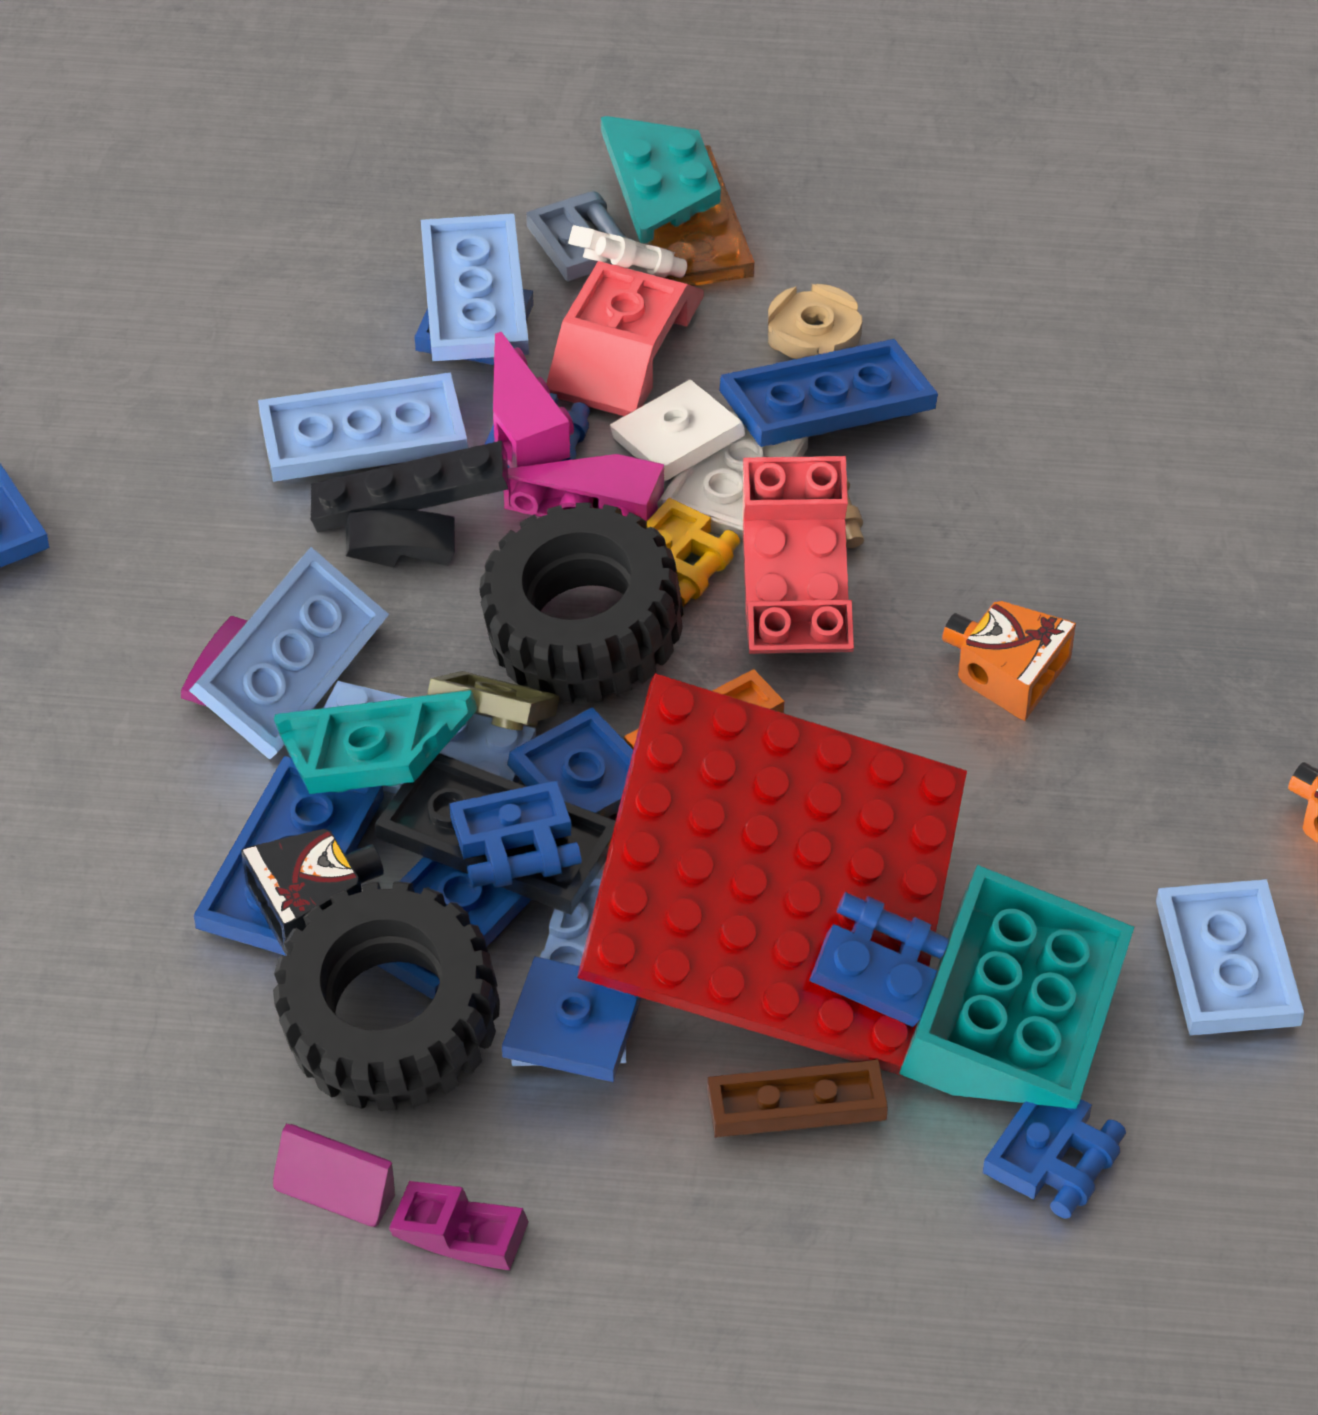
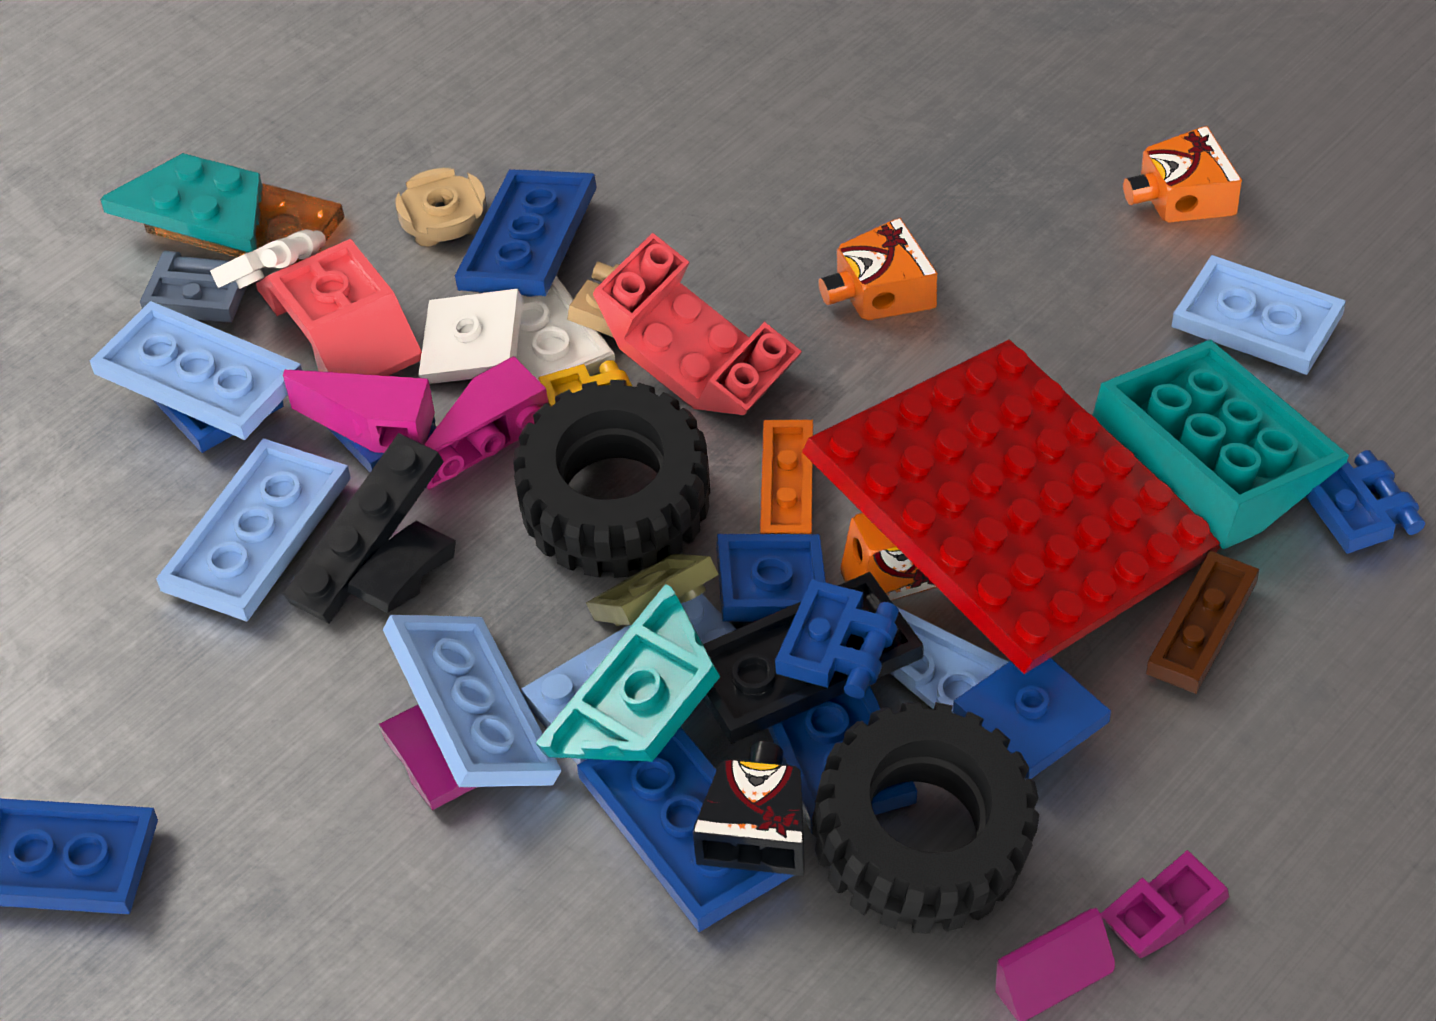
camera: 50 degrees left, 0 degrees up
(872, 973) = (1151, 497): blue plate -> none

